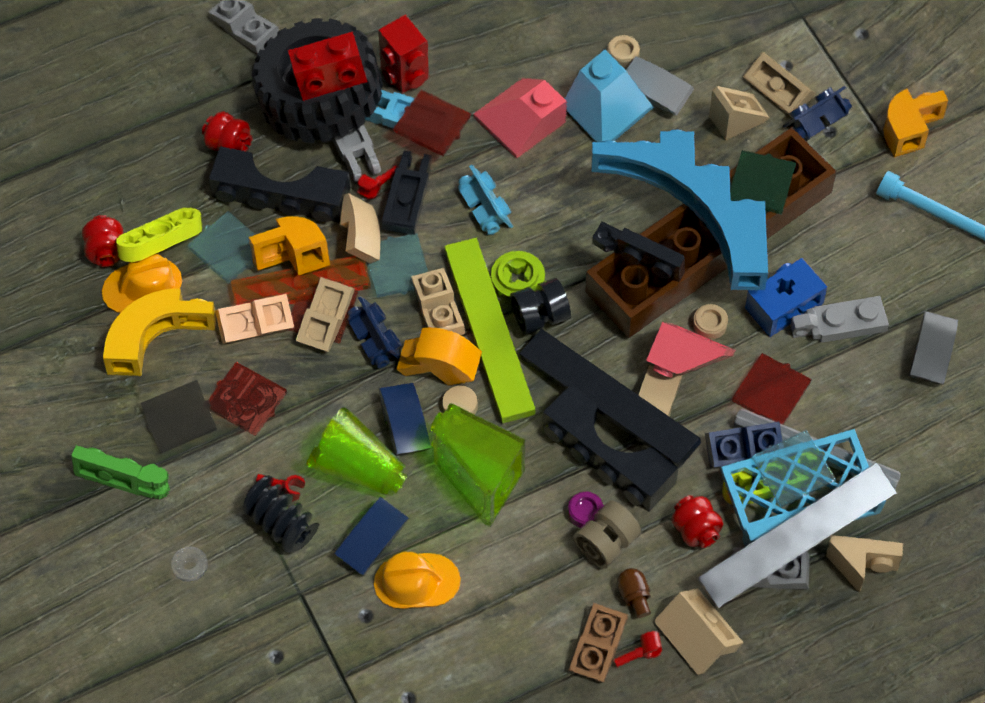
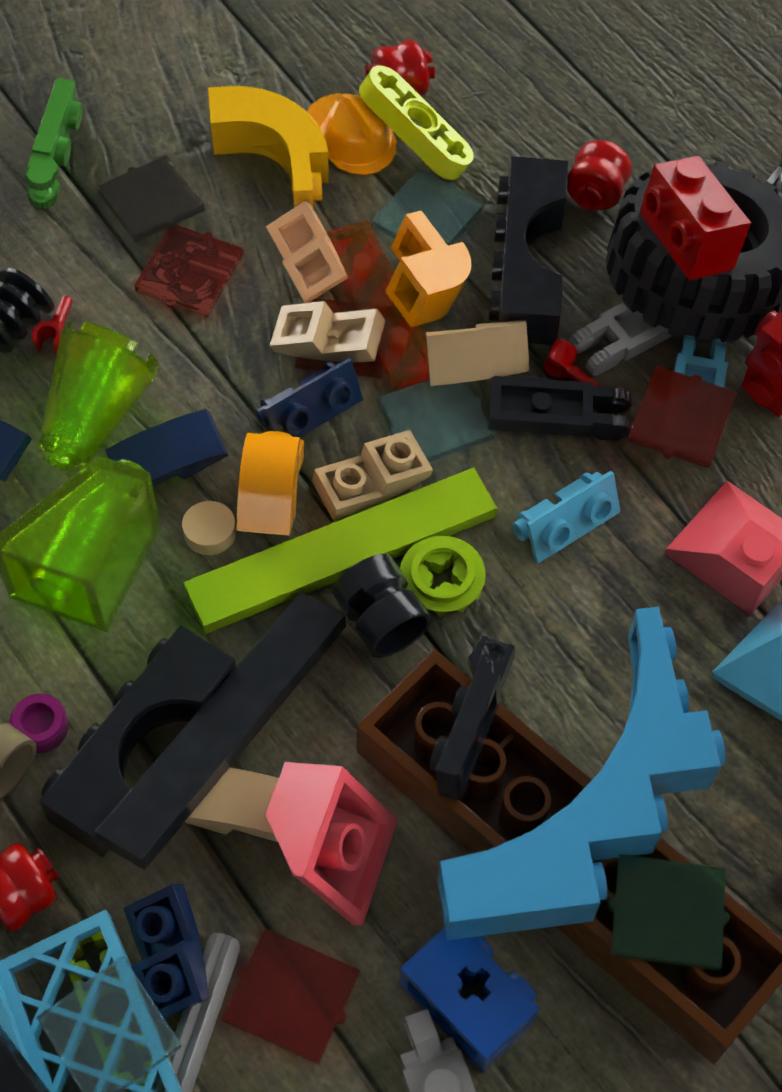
camera: 80 degrees right, 0 degrees up
(710, 321) = (408, 878): tan tile -> none

